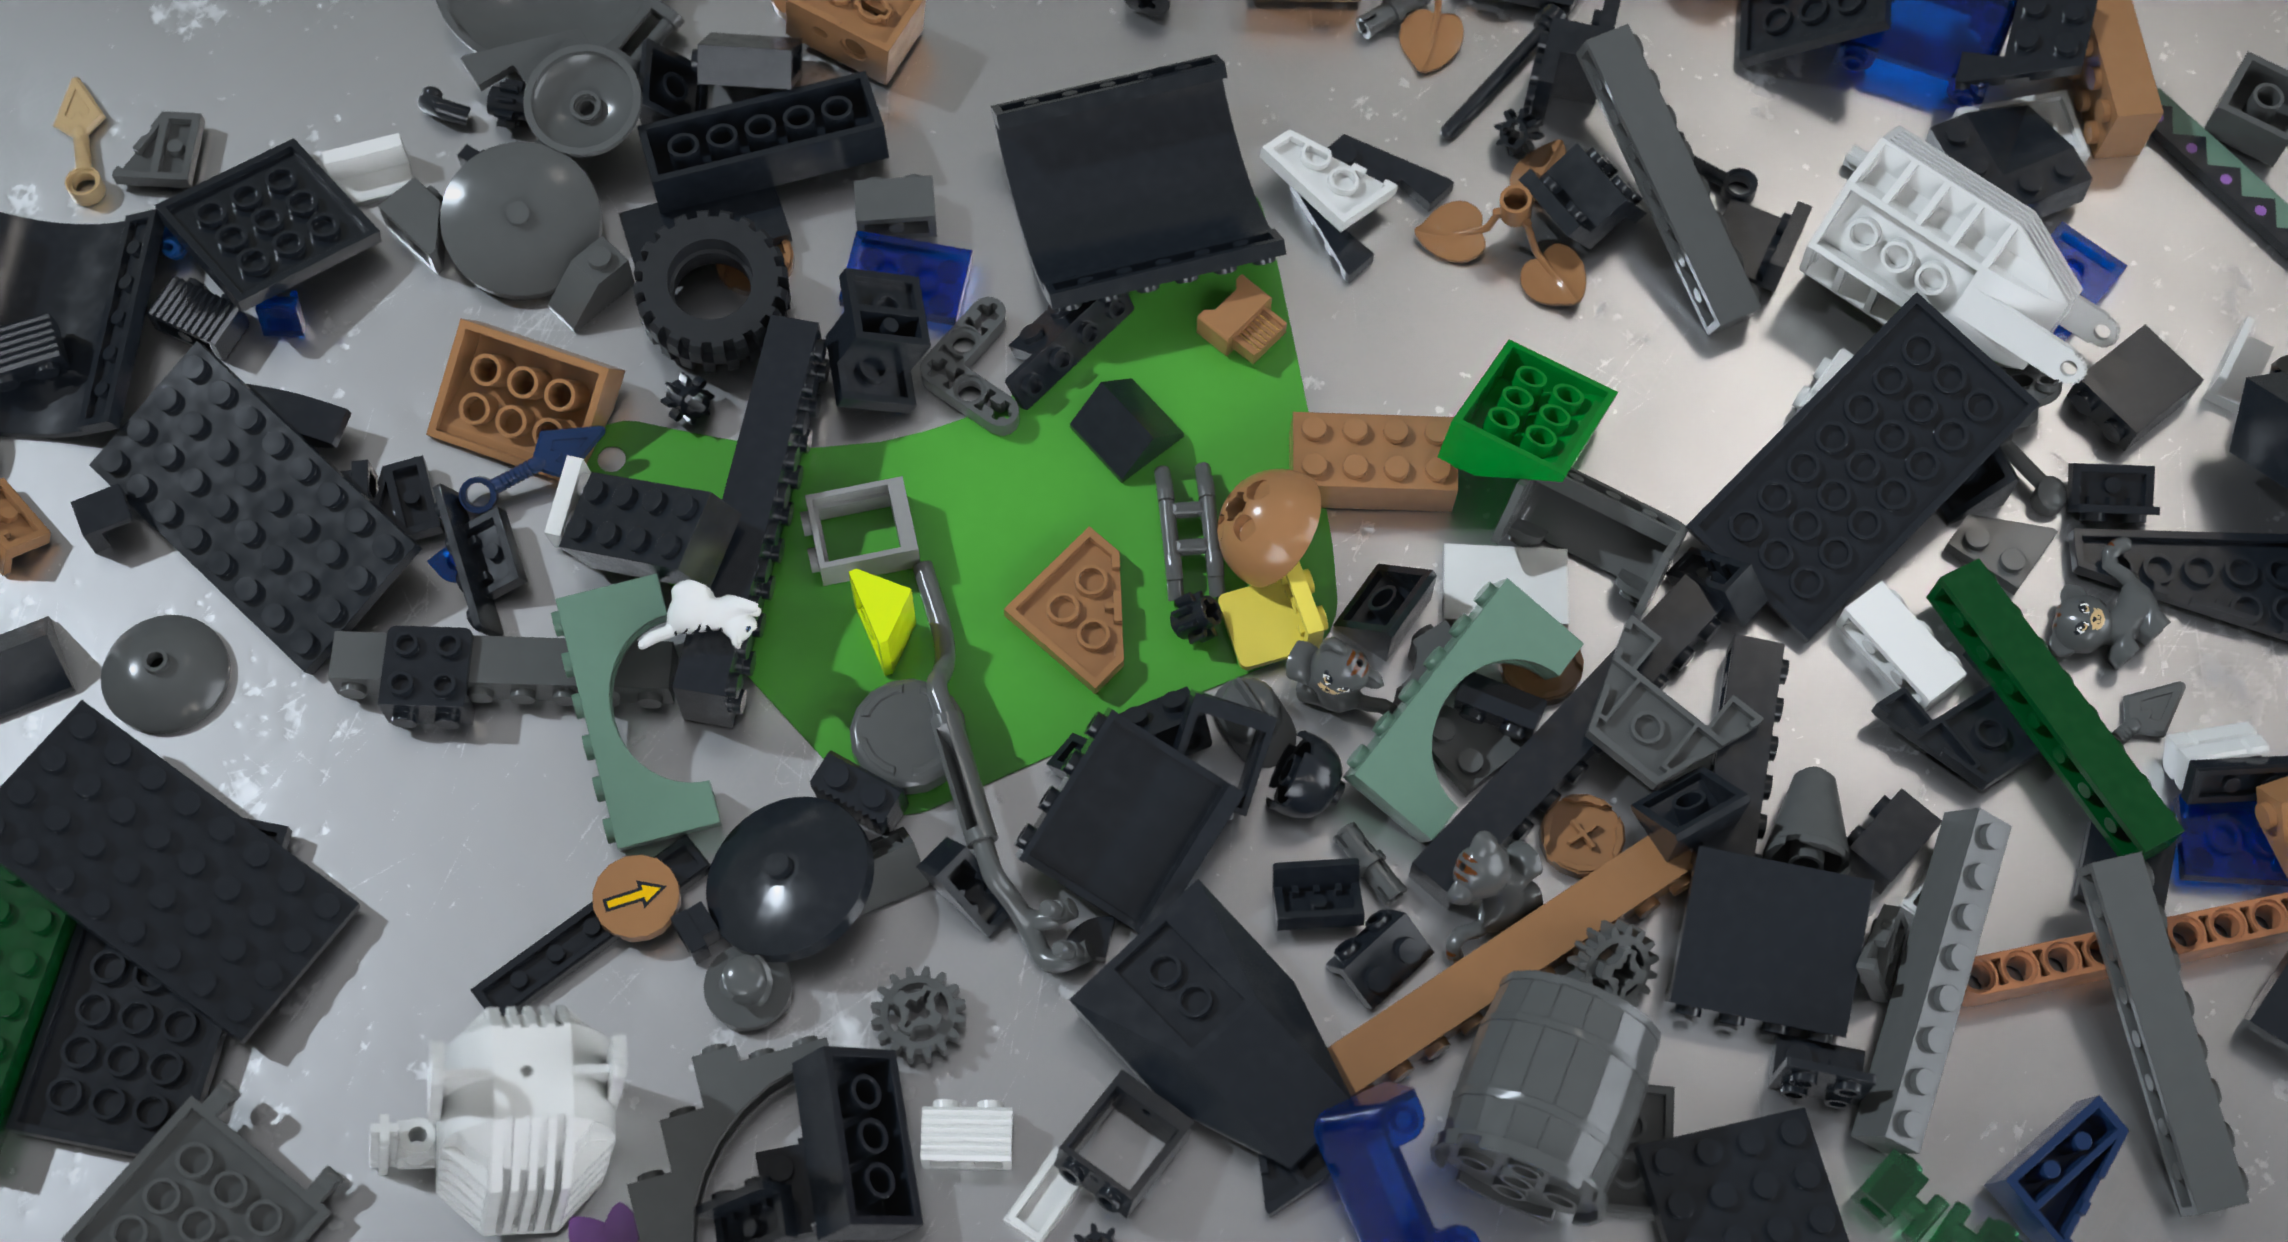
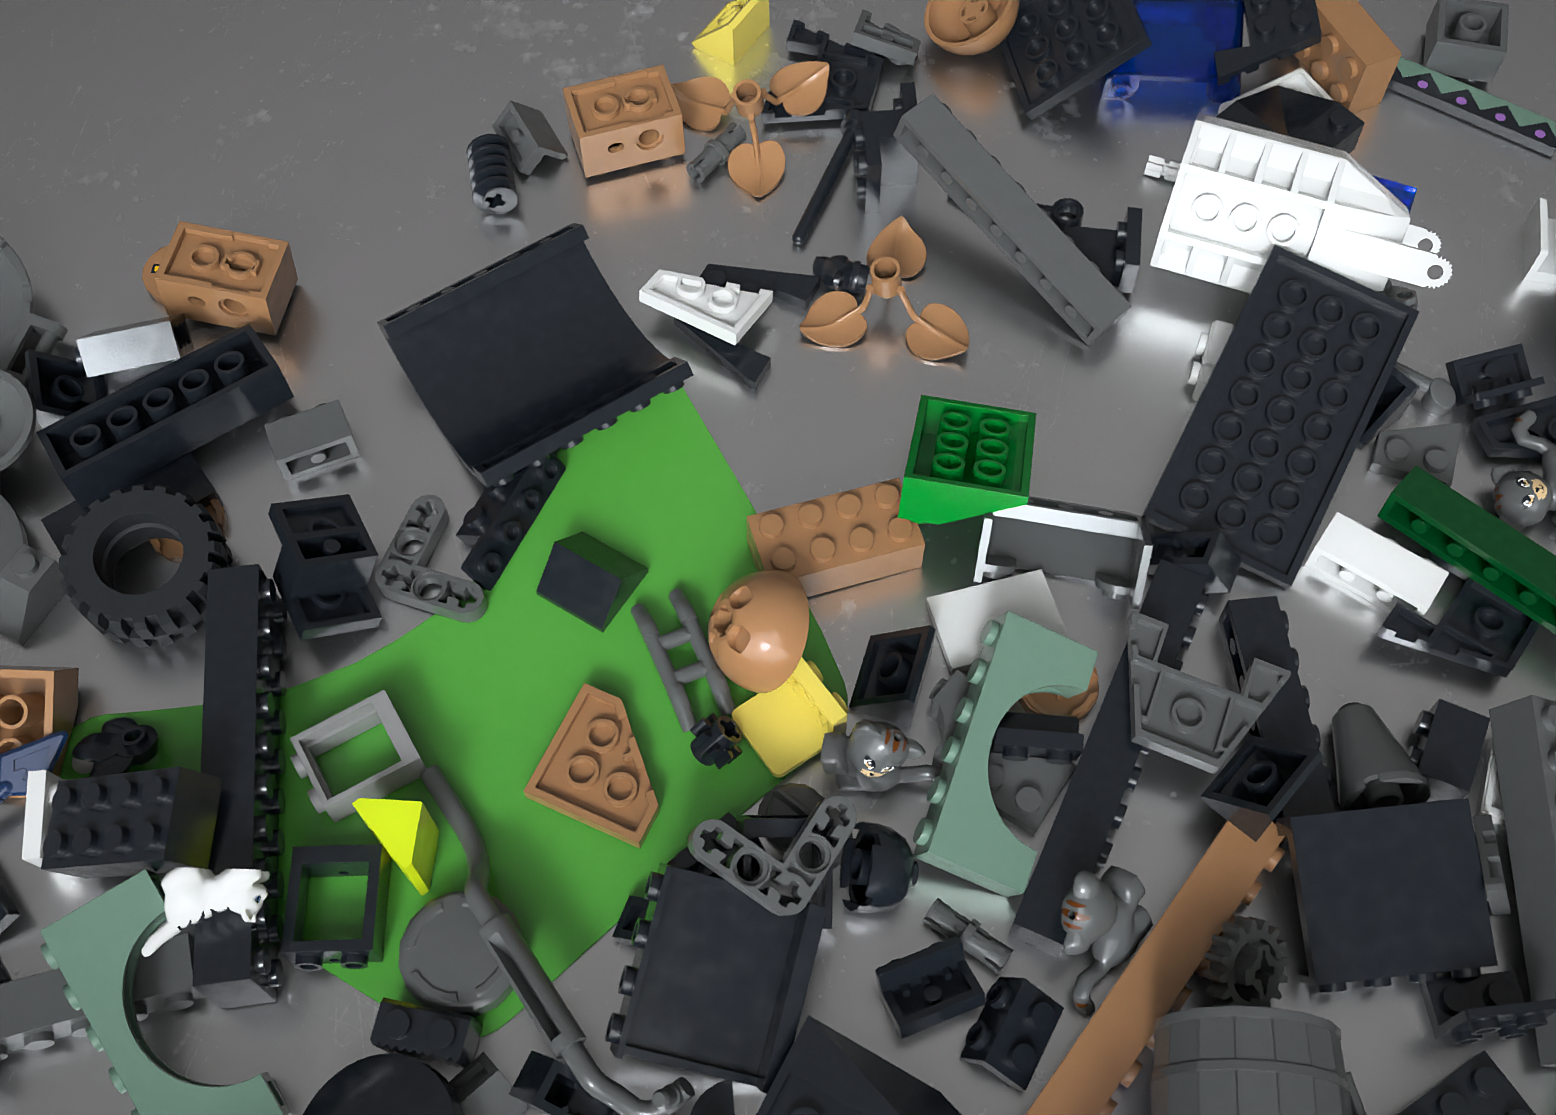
camera: 15 degrees left, 5 degrees down
(645, 455) = (118, 747): none -> black plate
(679, 390) = (160, 683): black gear -> none
(821, 622) = (336, 861): none -> black window
(940, 269) = (370, 483): clear blue plate -> none
(1223, 748) = (789, 868): none -> dark grey beam
(1242, 322) = (670, 451): medium nougat piece -> none
(1476, 184) = (841, 273): none -> black animal
(1528, 125) = (854, 226): black gear -> none
(1581, 835) = (1159, 840): medium nougat tile -> none
(1585, 195) = (942, 253): black bracket -> none
(2134, 388) = (1476, 289): black brick -> none

